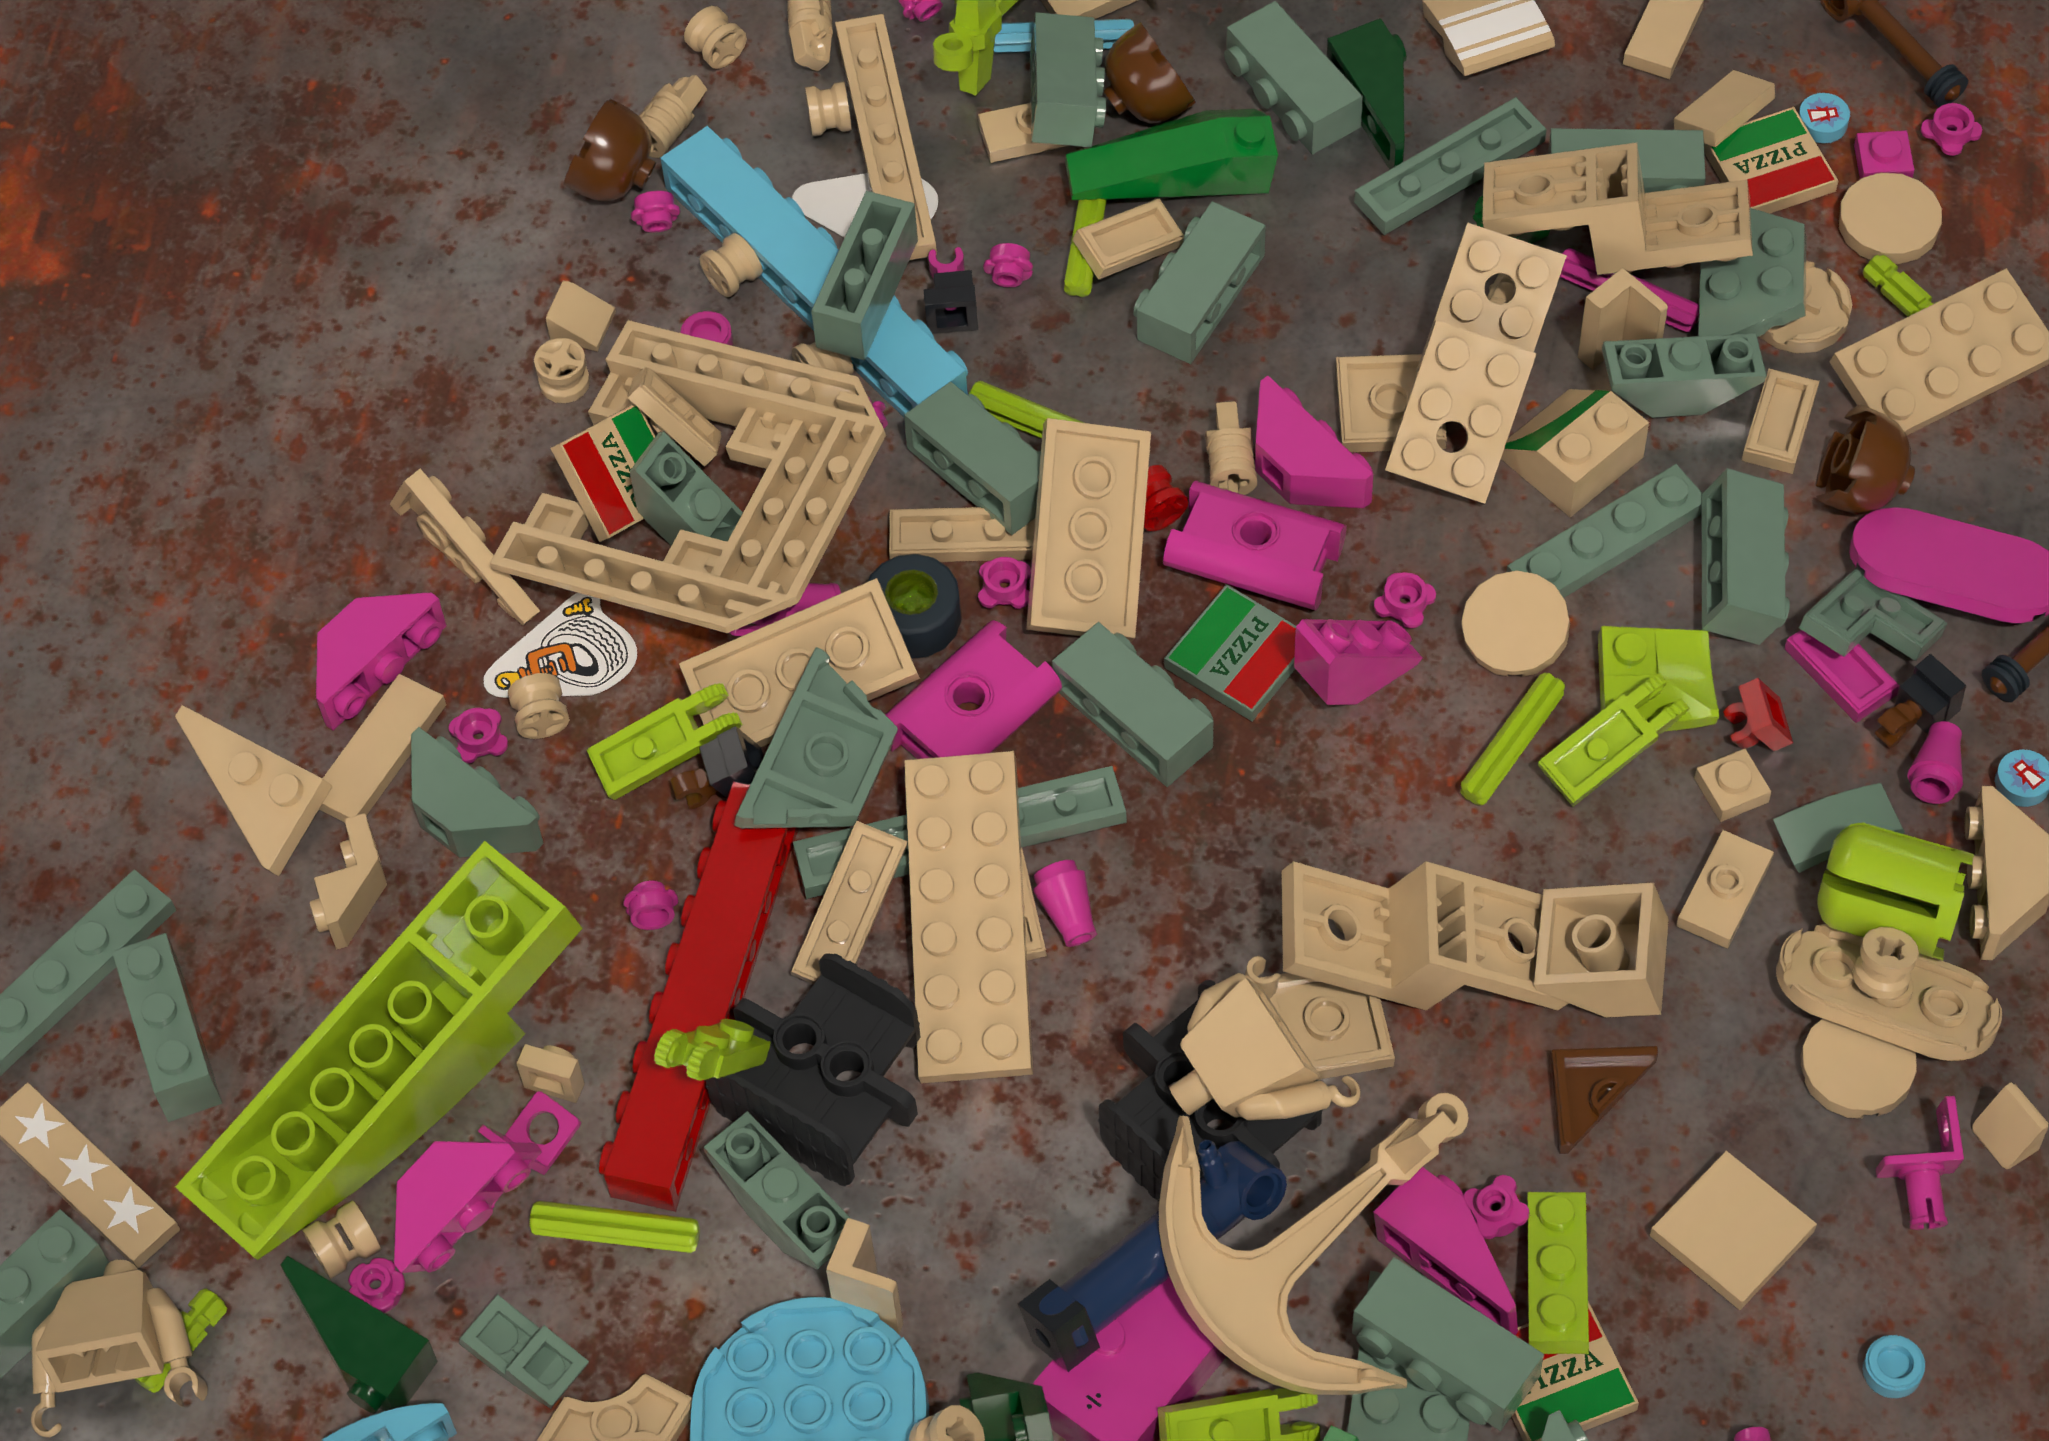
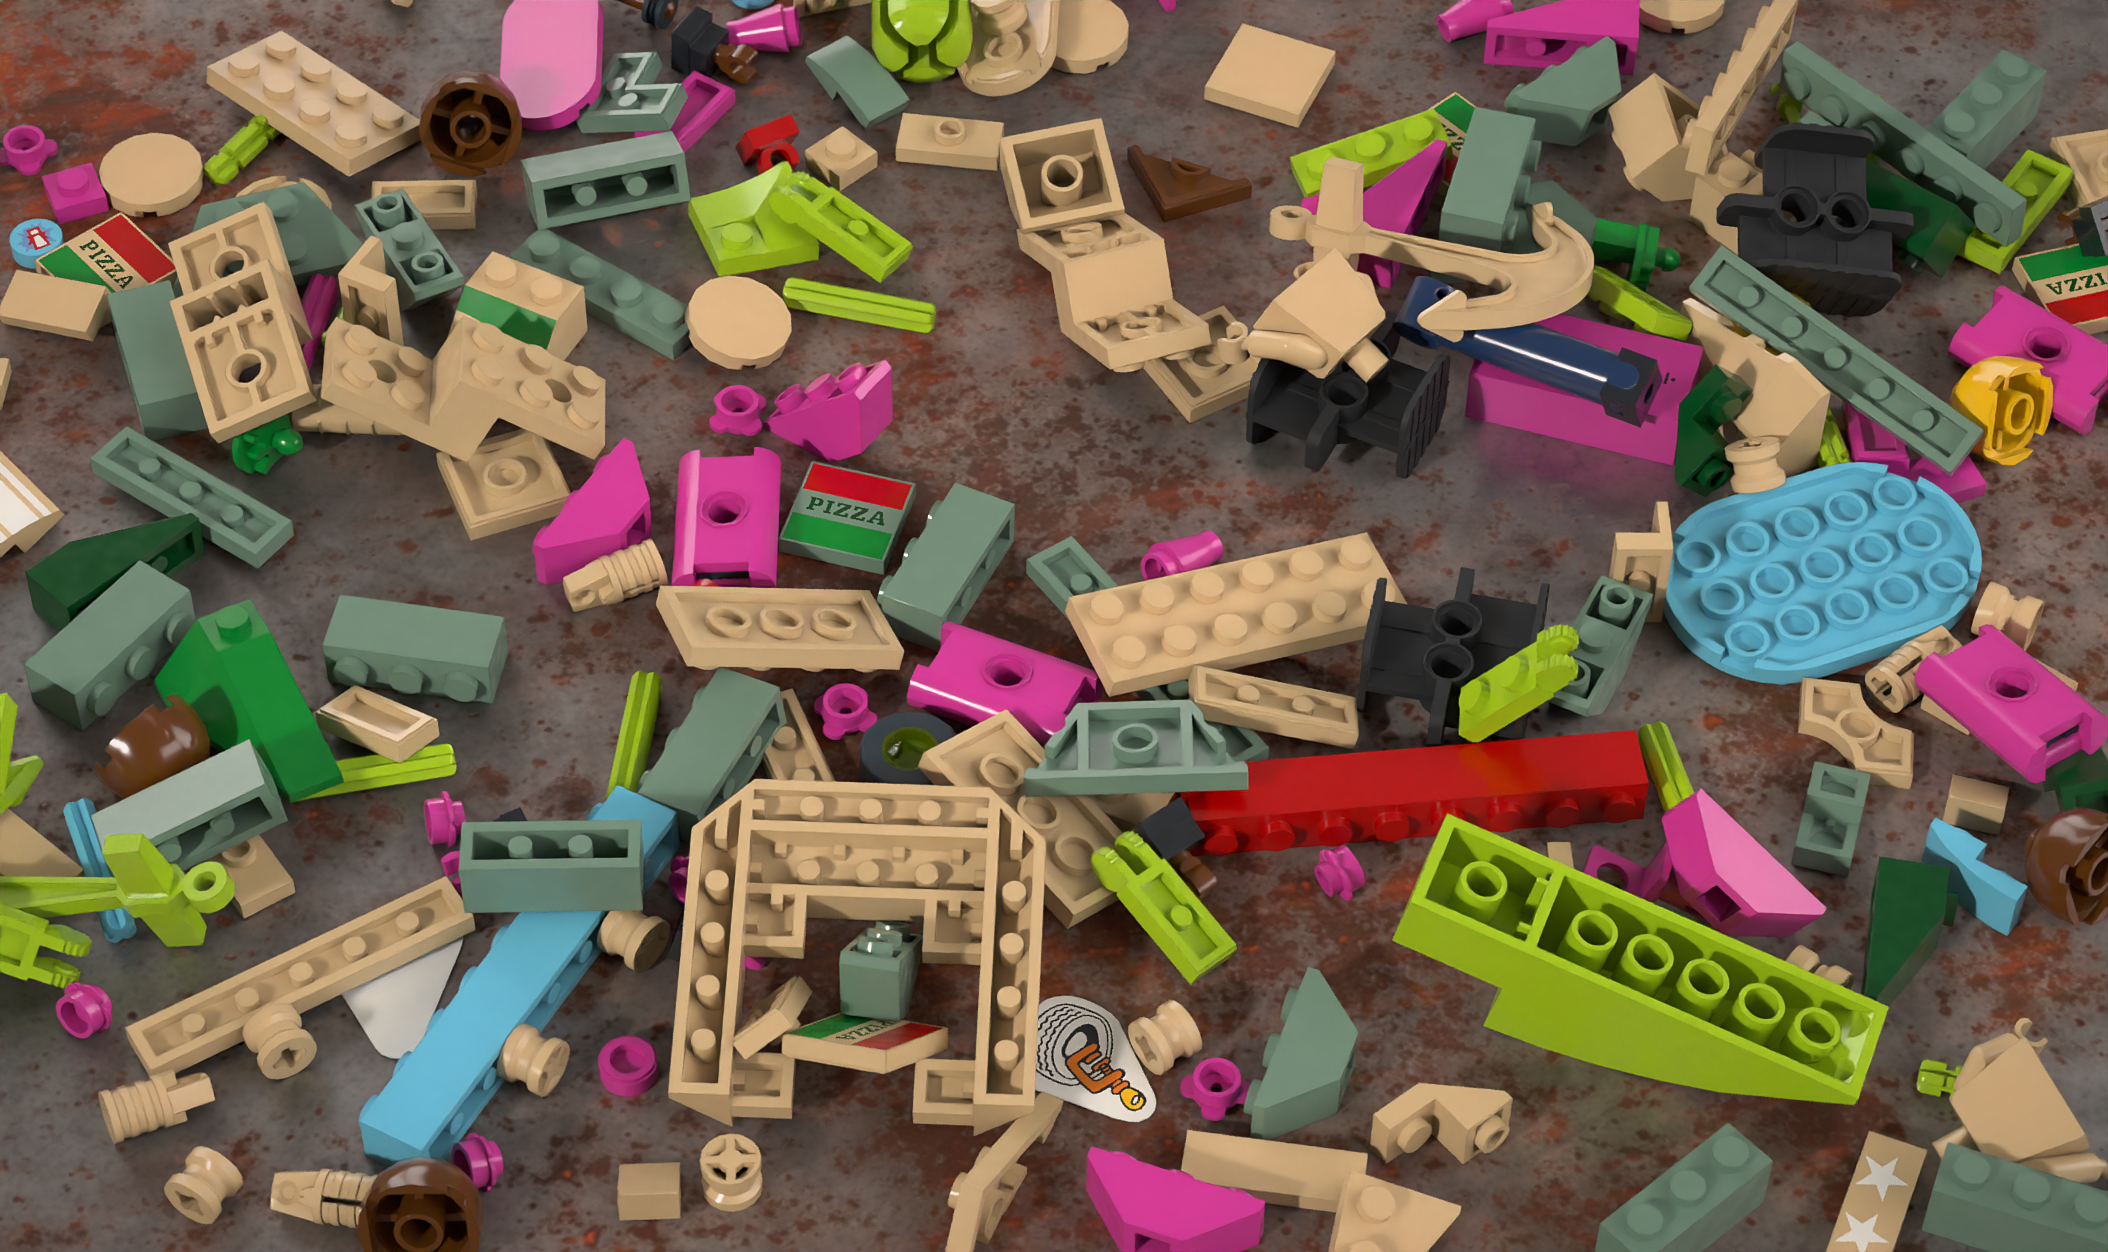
camera: 115 degrees left, 10 degrees down
(391, 1286) = (1851, 954): dark pink plate -> none

